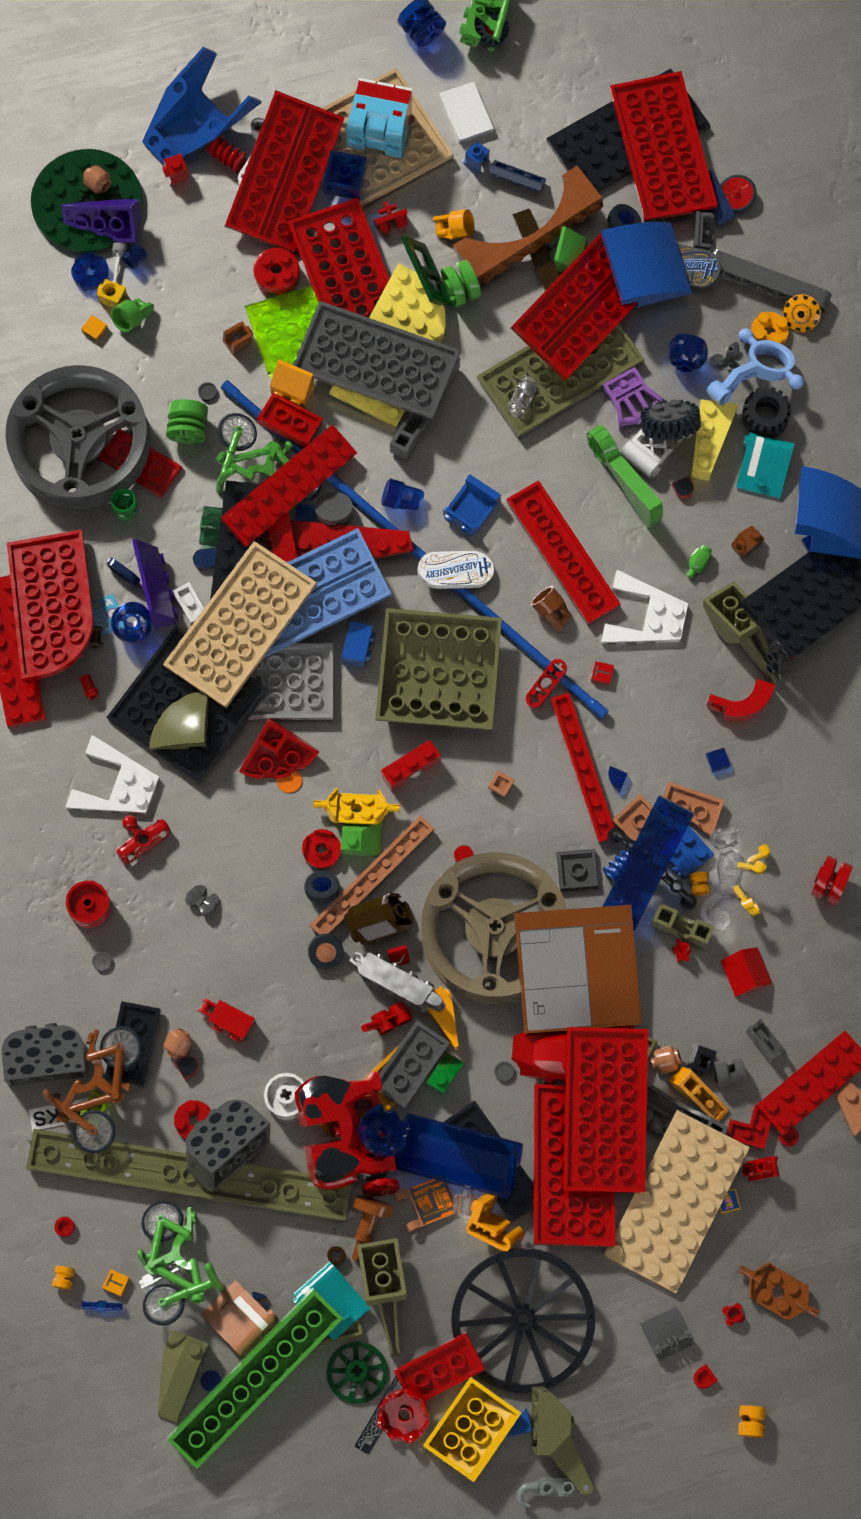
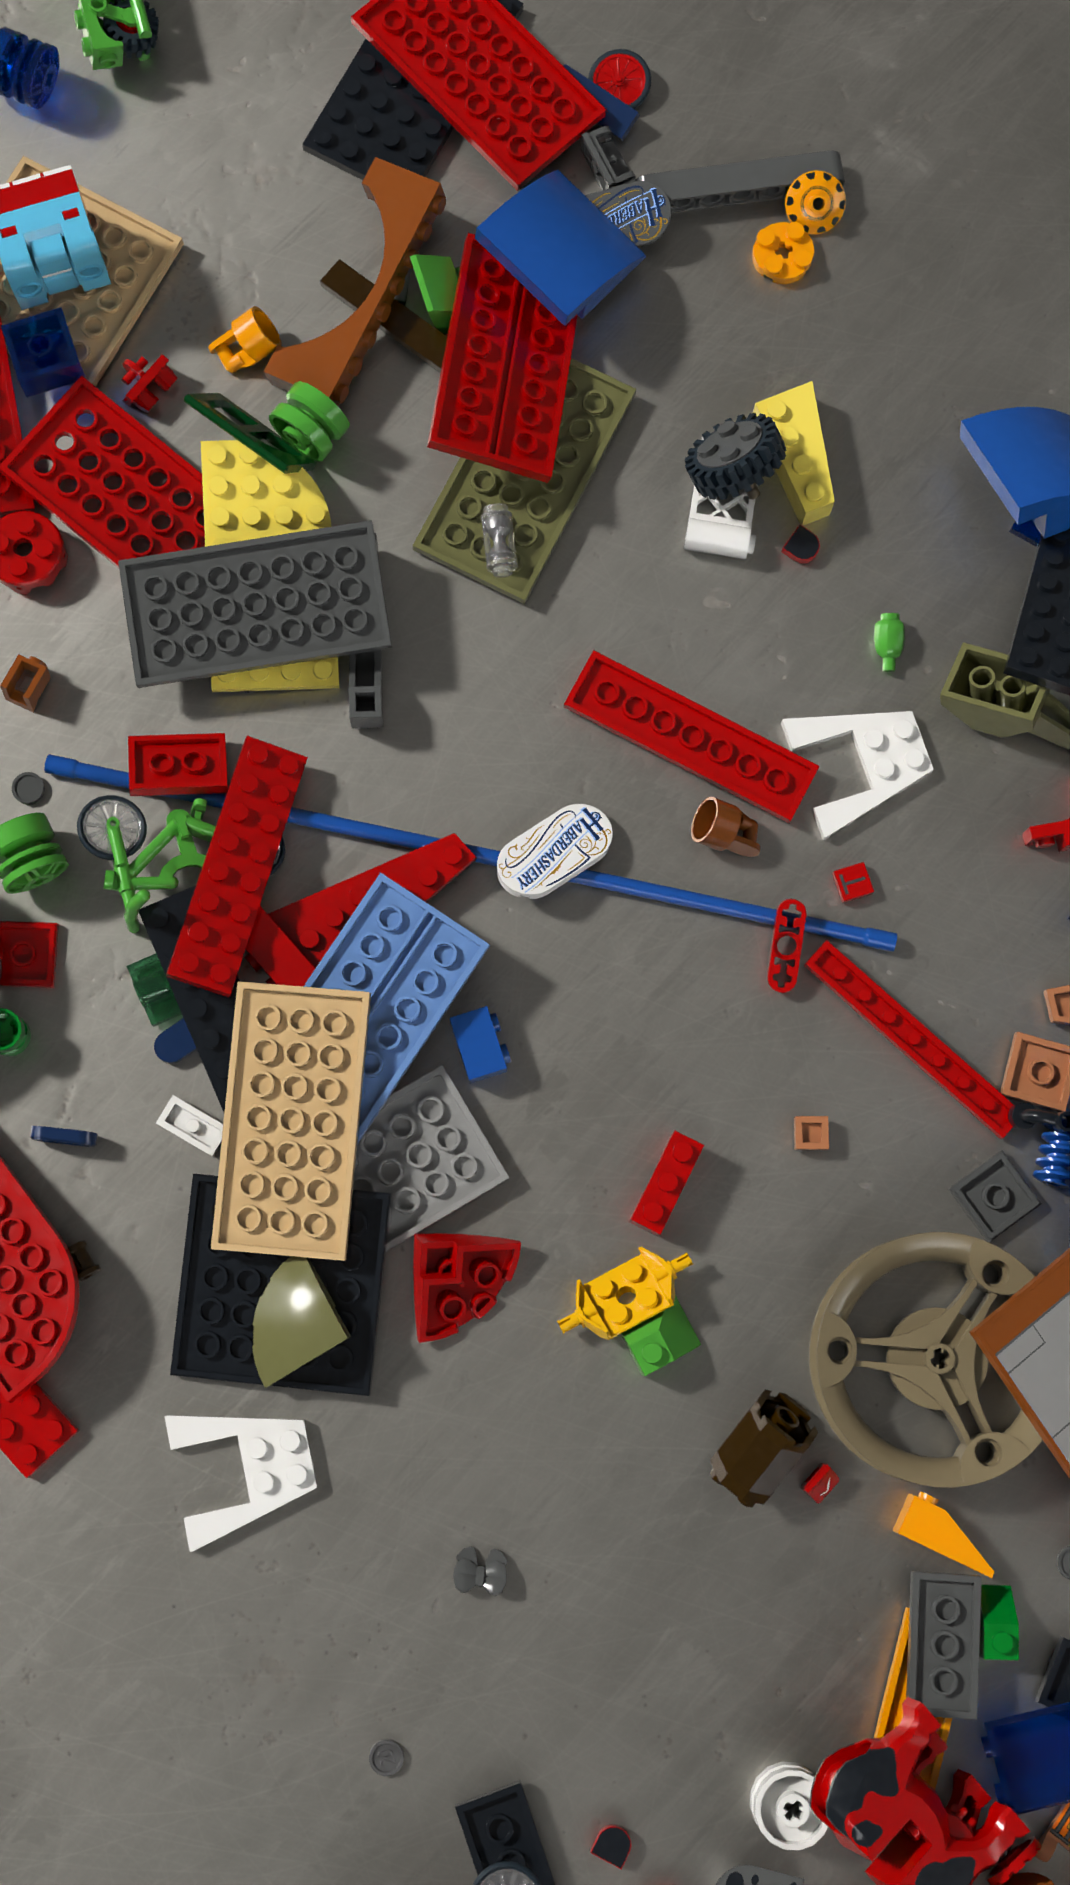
camera: 35 degrees left, 5 degrees up
(82, 894) = (304, 1706): red wheel -> none
(91, 691) = (116, 1343): red pin -> none
(103, 611) = (77, 1213): medium azure sticker -> none
(127, 610) = (132, 1220): clear blue wheel -> none
(132, 845) = (303, 1519): red piece -> none
(154, 584) = (123, 1131): dark purple slope -> none
(178, 1043) = (578, 1820): nougat head -> none
(228, 1019) = (631, 1737): red brick -> none
(281, 325) = (82, 629): clear neon green plate -> none
(291, 783) = (504, 1312): orange sticker -> none
(292, 383) = (149, 707): light orange slope -> none
(305, 513) = (283, 890): clear blue tile -> none
(322, 887) = (648, 1447): black wheel -> none
(325, 951) = (712, 1542): black wheel -> none
(330, 842) = (628, 1395): red plate -> none
(333, 508) = (321, 860): dark grey tile -> none
(372, 876) = (710, 1387): nougat plate -> none
(387, 1021) = (861, 1592): red beam -> none
(392, 1127) = (995, 1775): clear blue plate -> none
(393, 494) = (397, 786): clear blue piece -> none
(397, 983) = (848, 1531): hinge -> none
(438, 669) = (623, 1017): olive slope -> none
(462, 852) = (820, 1271): red tile -> none
(466, 112) = (163, 168): white tile -> none
(472, 505) = (519, 742): blue panel -> none
(475, 155) = (217, 224): blue window -> none
(517, 175) = (293, 221): dark blue plate -> none
(617, 778) = (967, 1026): clear blue tile -> none
(623, 215) = (480, 199): black wheel -> none
(625, 387) = (632, 447): medium lavender plate -> none
(637, 491) = (750, 589): bright green piece -> none
(687, 352) = (693, 345): clear blue wheel -> none
(723, 391) = (782, 375): light blue piece -> none
(731, 352) = (749, 313): dark grey plant -> none
(747, 541) = (939, 573): dark orange bracket -> none
(764, 464) = (894, 445): teal door -> none
(771, 399) = (861, 350): black tyre -> none

